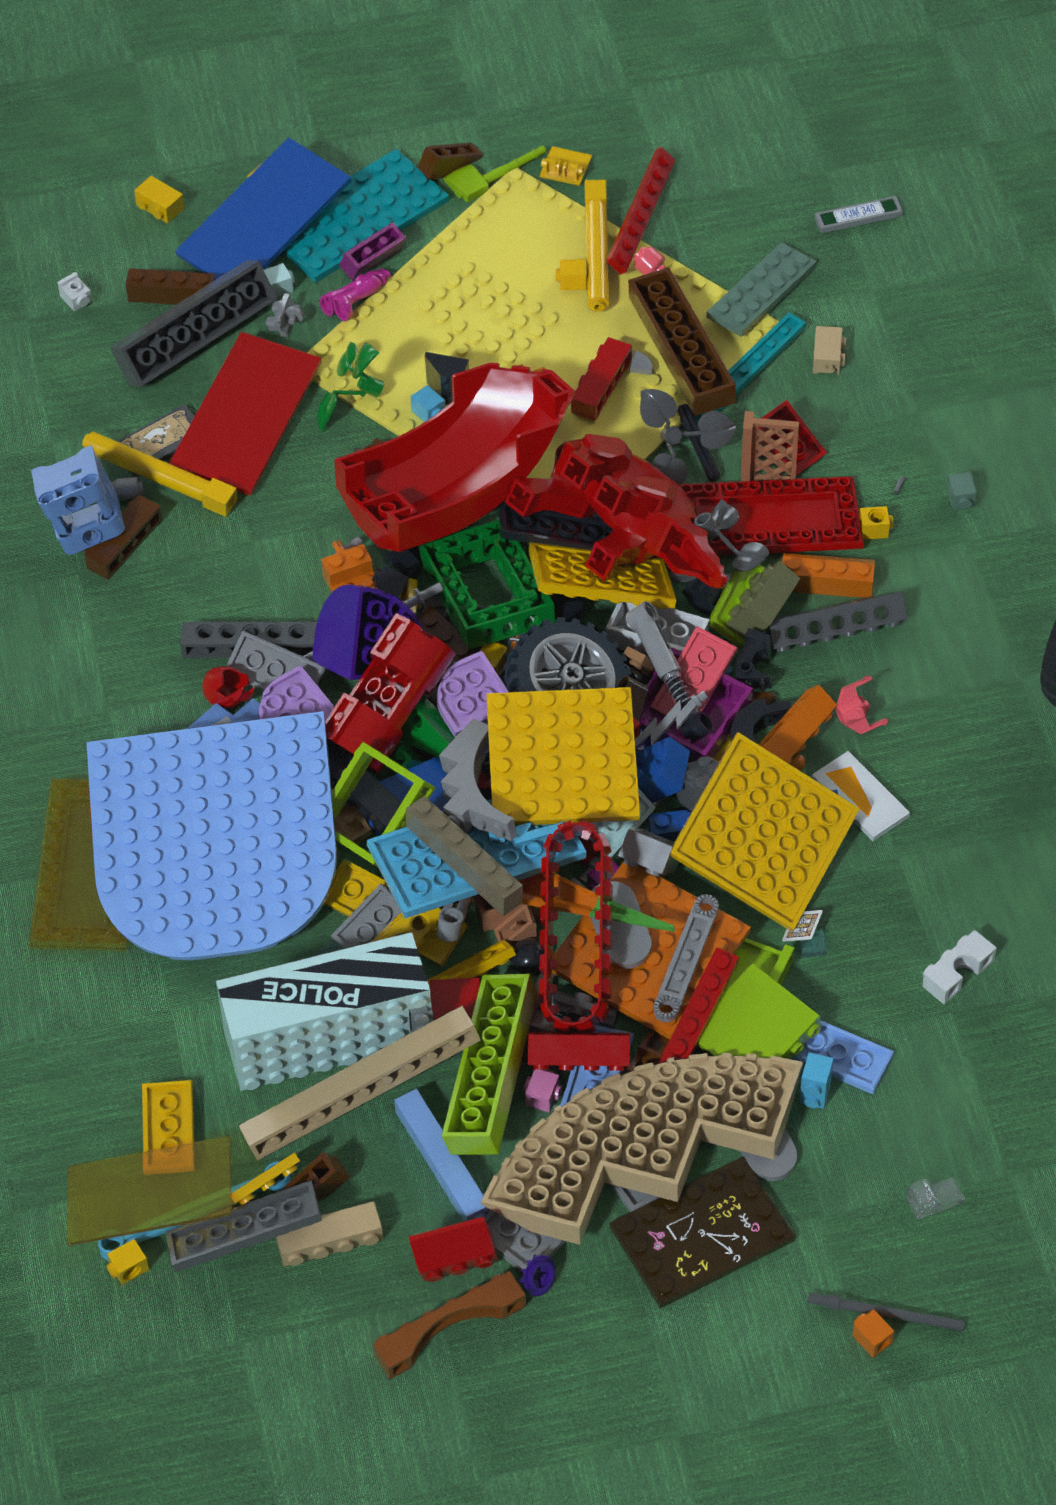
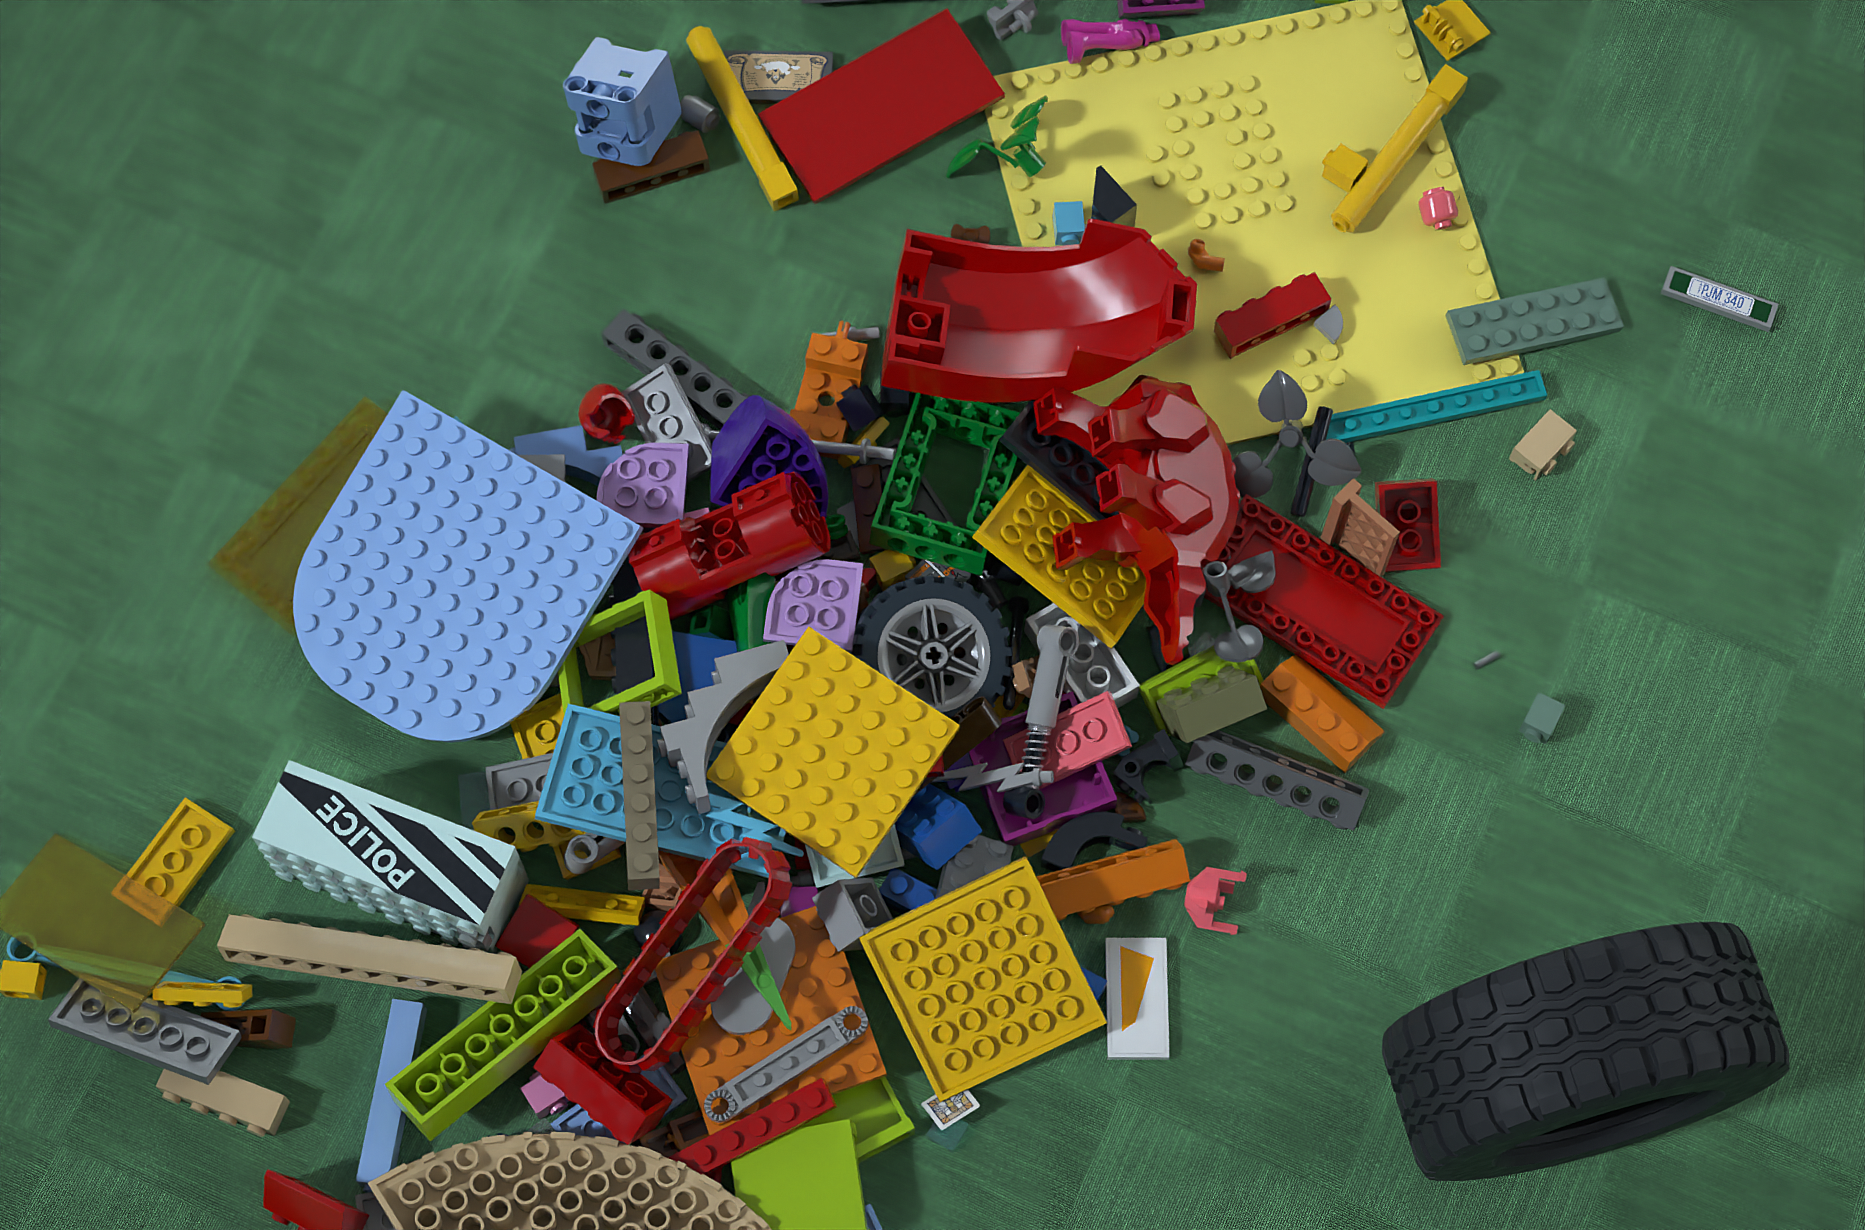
camera: 35 degrees right, 15 degrees up
(640, 211) = (1481, 138): red plate -> none
(682, 341) = (1388, 331): reddish brown brick -> none
(875, 522) = (1418, 677): yellow brick -> none

